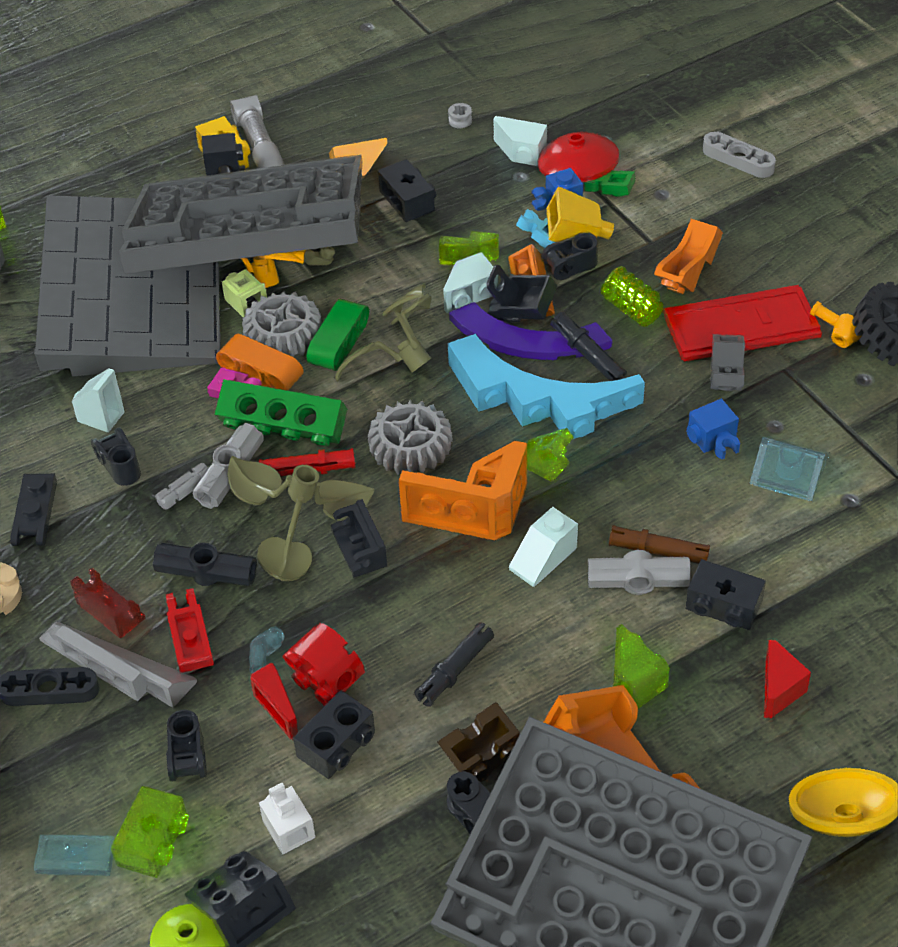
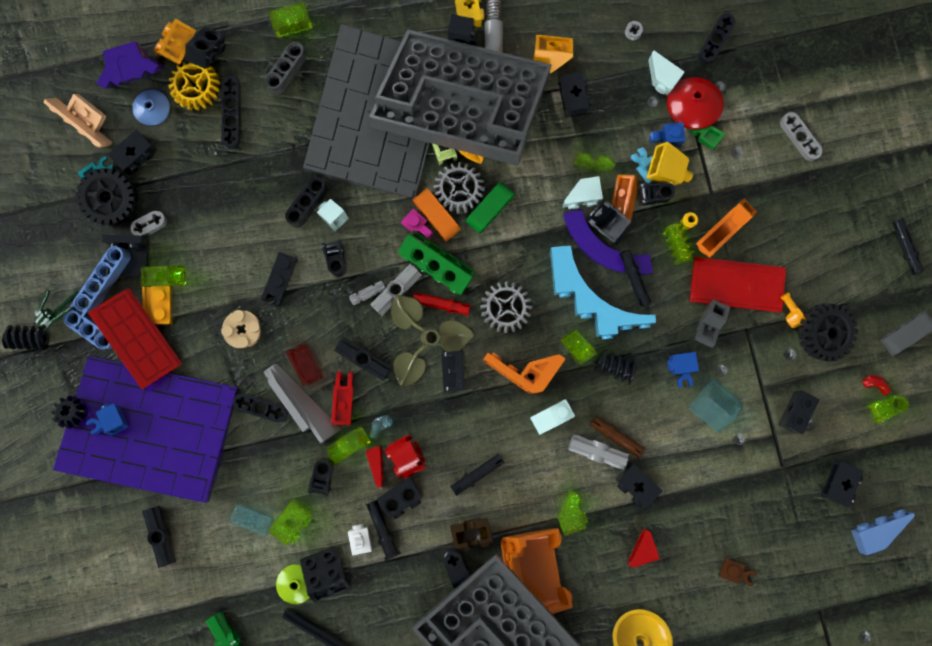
camera: 20 degrees right, 35 degrees up
(51, 403) = (307, 193): none -> black beam
(218, 686) = (347, 445): none -> clear neon green slope
(331, 804) = (386, 539): none -> black pin
(411, 349) = (528, 234): olive plant -> none
(576, 103) = (716, 31): none -> black beam
(612, 456) = (616, 366): none -> black piece
(634, 262) = (689, 216): none -> yellow pin

